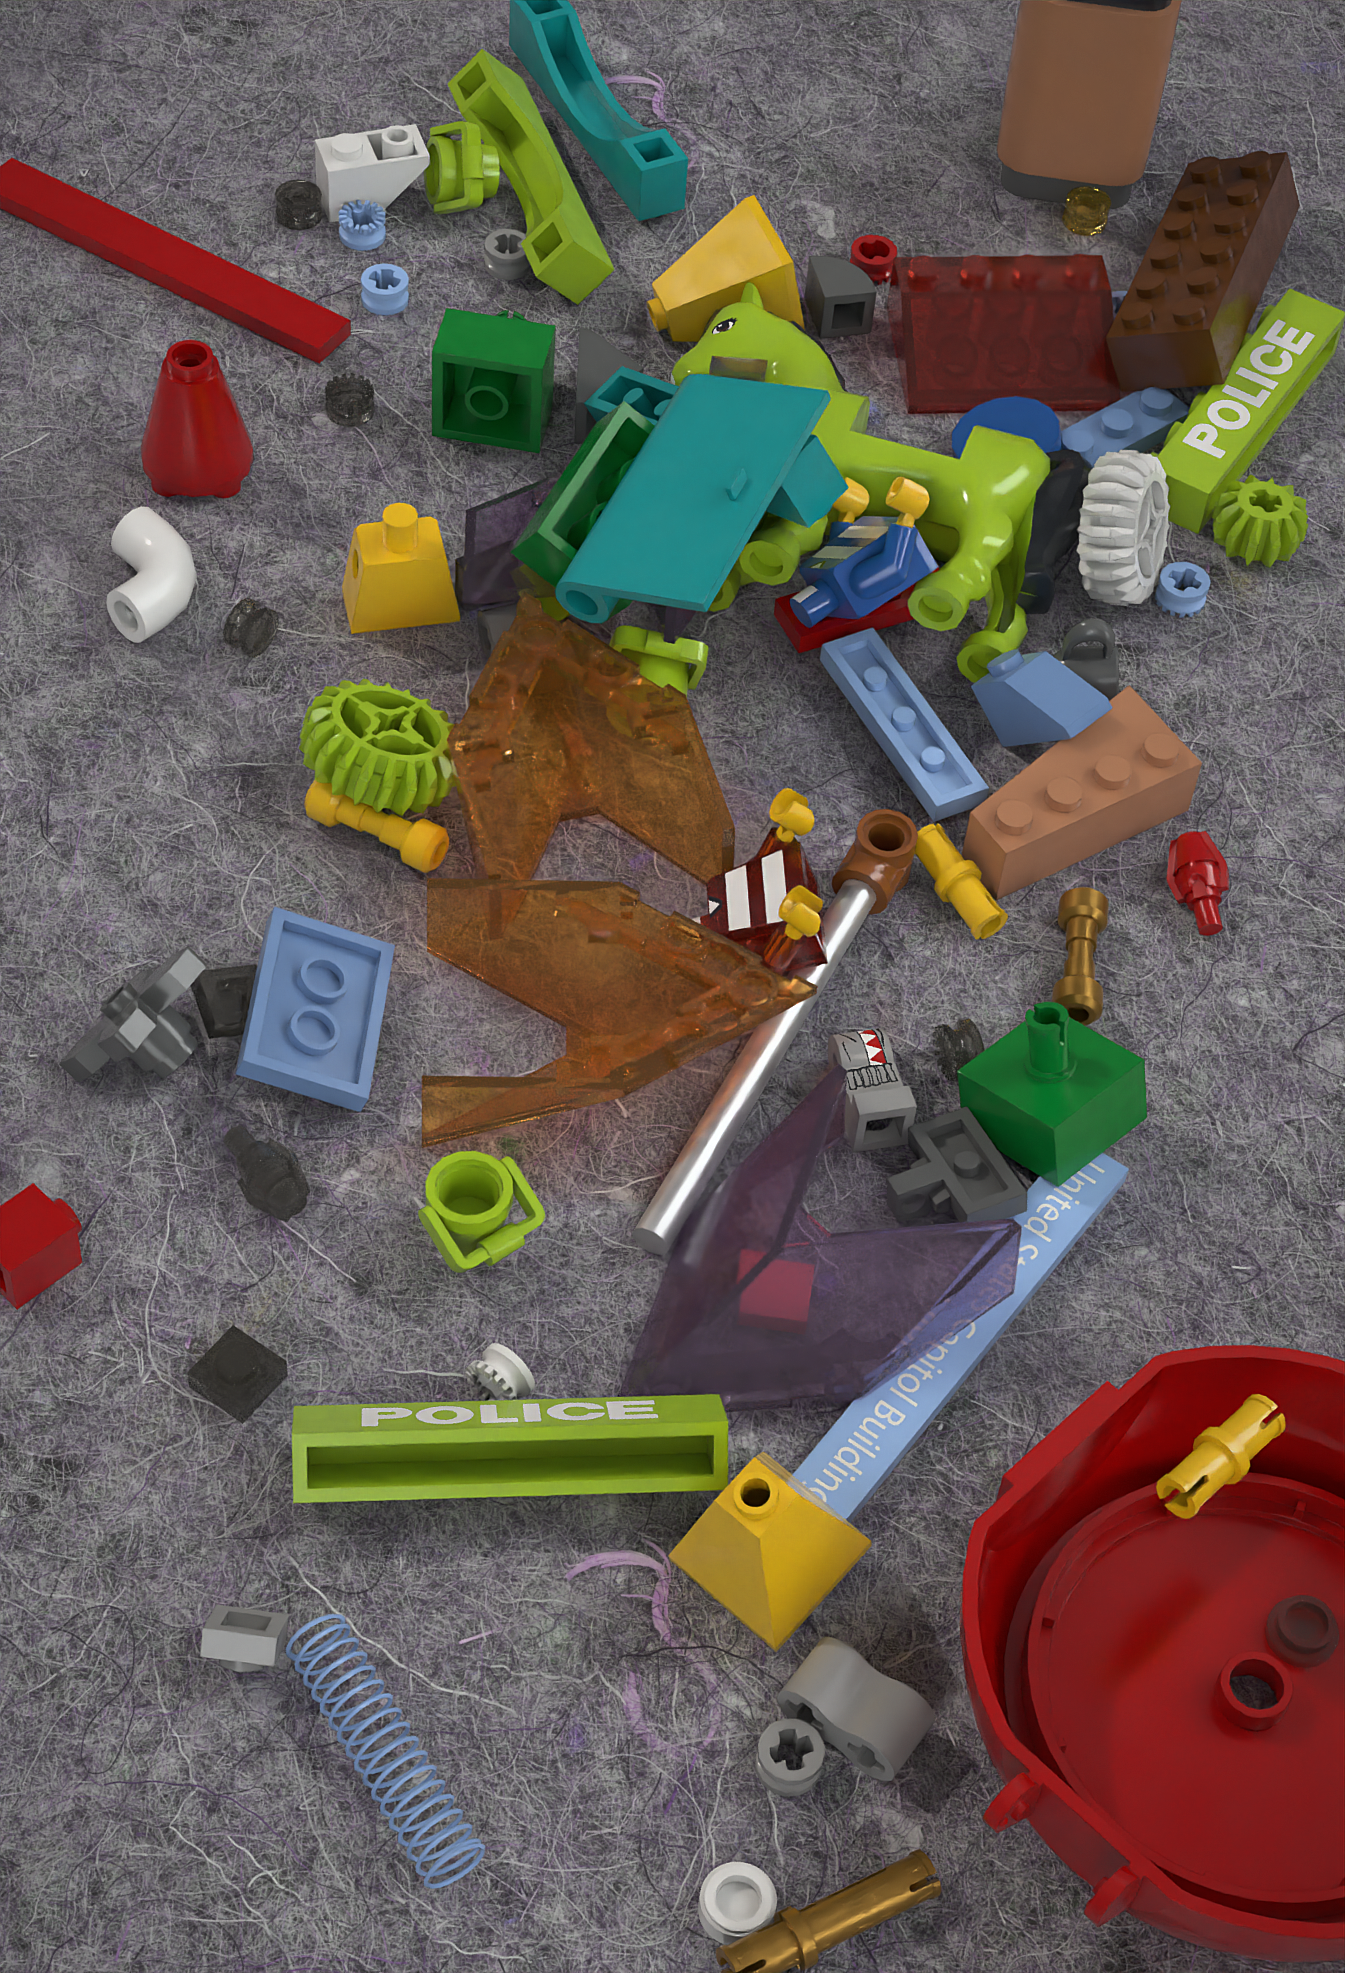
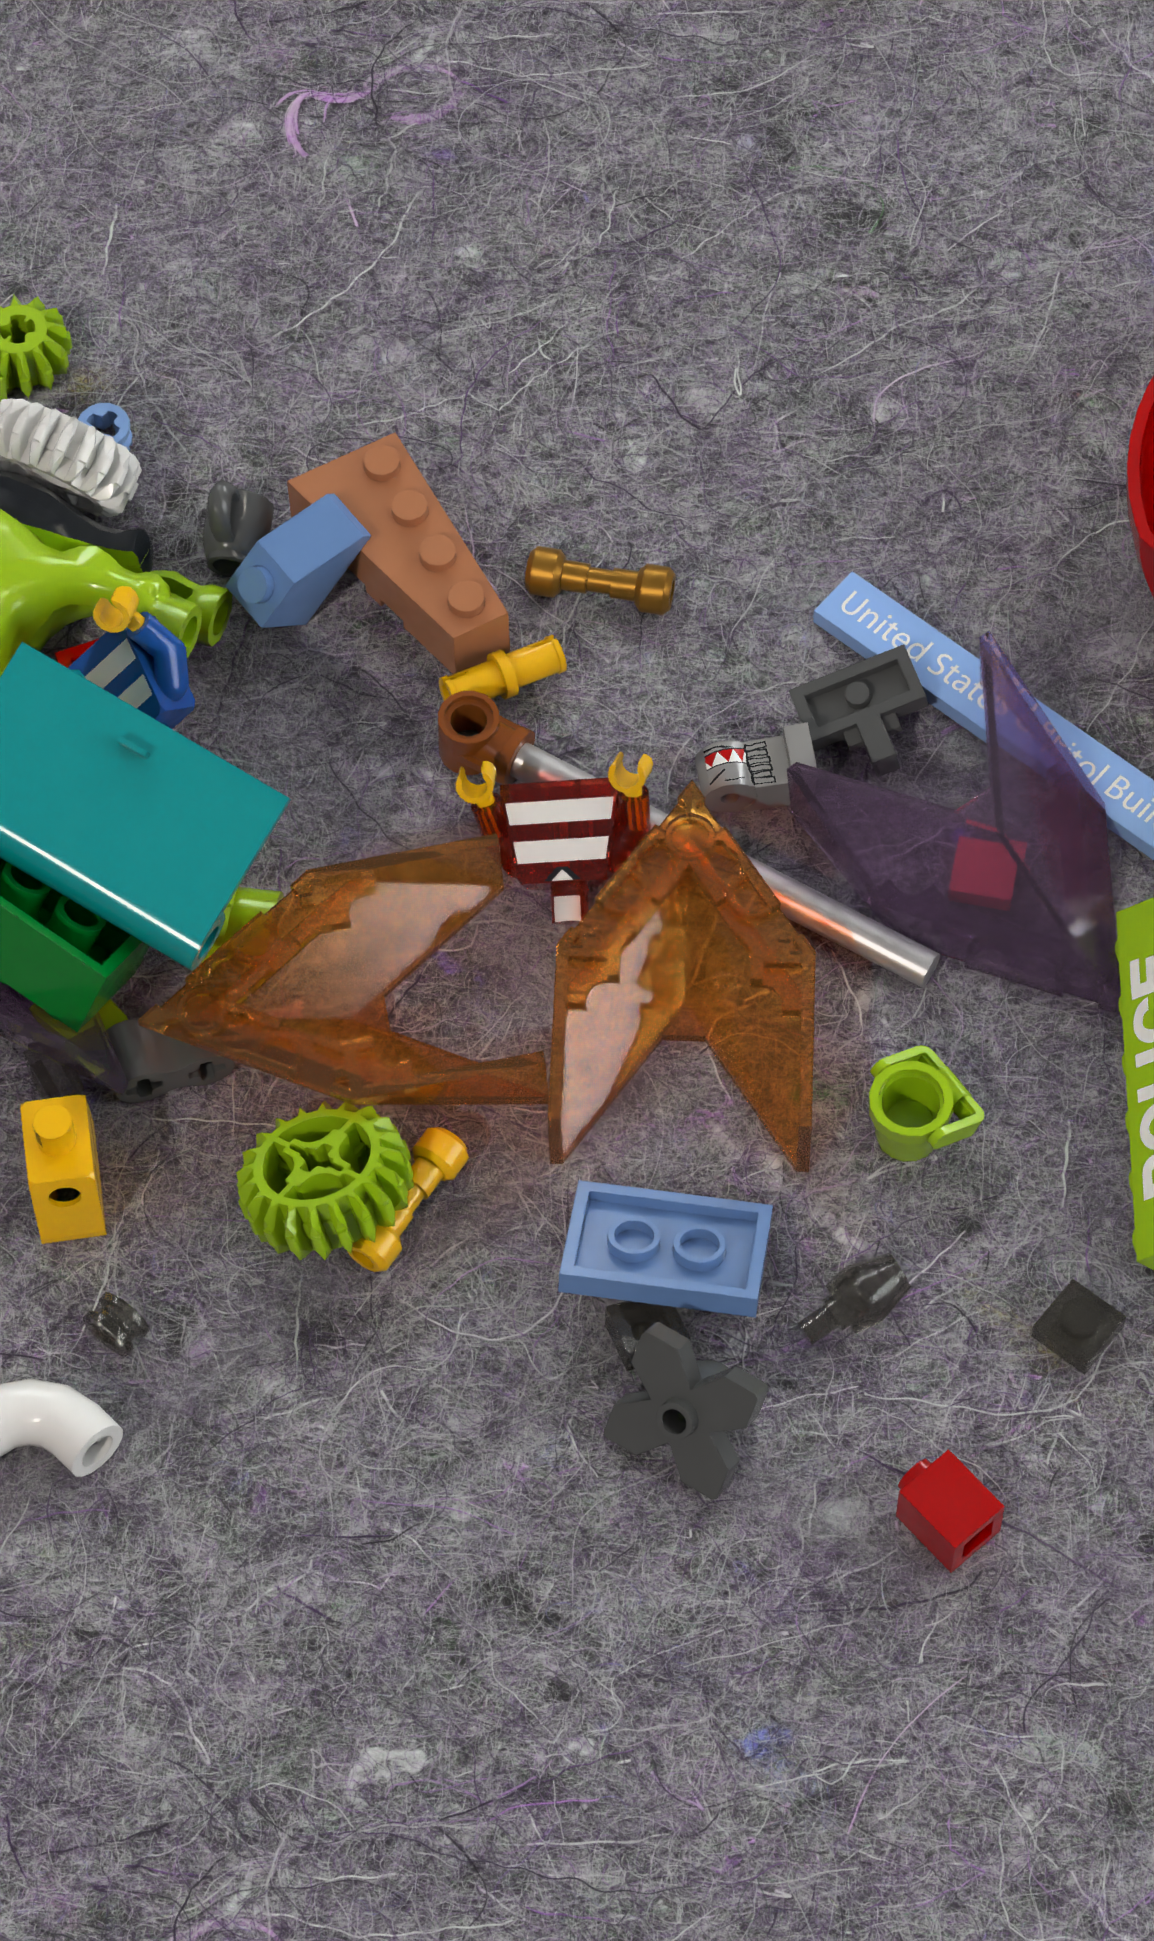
camera: 80 degrees left, 10 degrees up
(500, 1375) = (1088, 1096): white bush -> none
(904, 724) = (299, 698): light blue plate -> none
(957, 1046) = (715, 692): clear smoke bush -> none
(1054, 1093) = (787, 611): green brick -> none
(1198, 878) = (502, 470): red piece -> none

